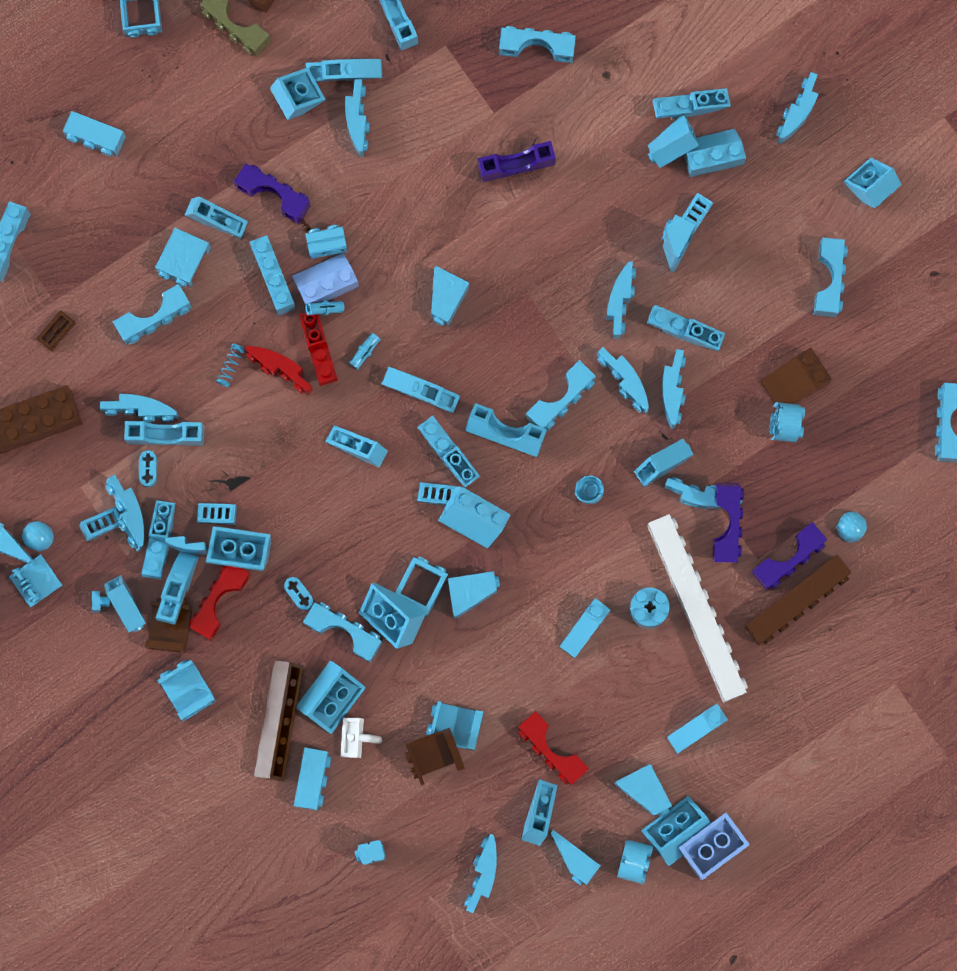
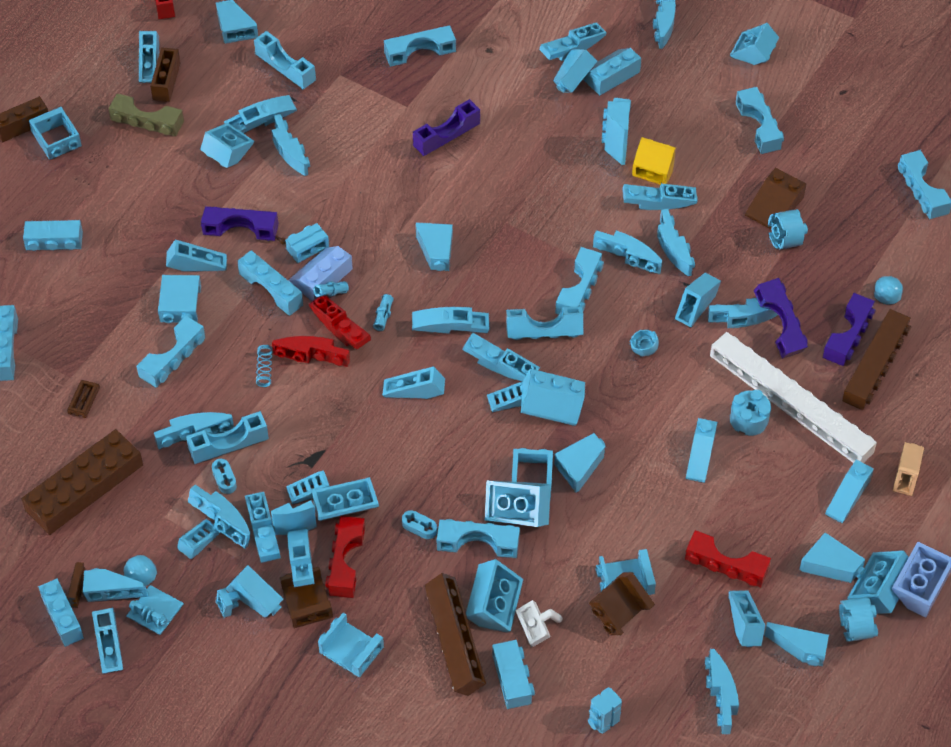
camera: 25 degrees left, 25 degrees down
(620, 294) = (590, 197): medium azure slope -> none
(698, 288) = (654, 161): none -> yellow slope
(764, 727) = (908, 468): none -> light nougat slope

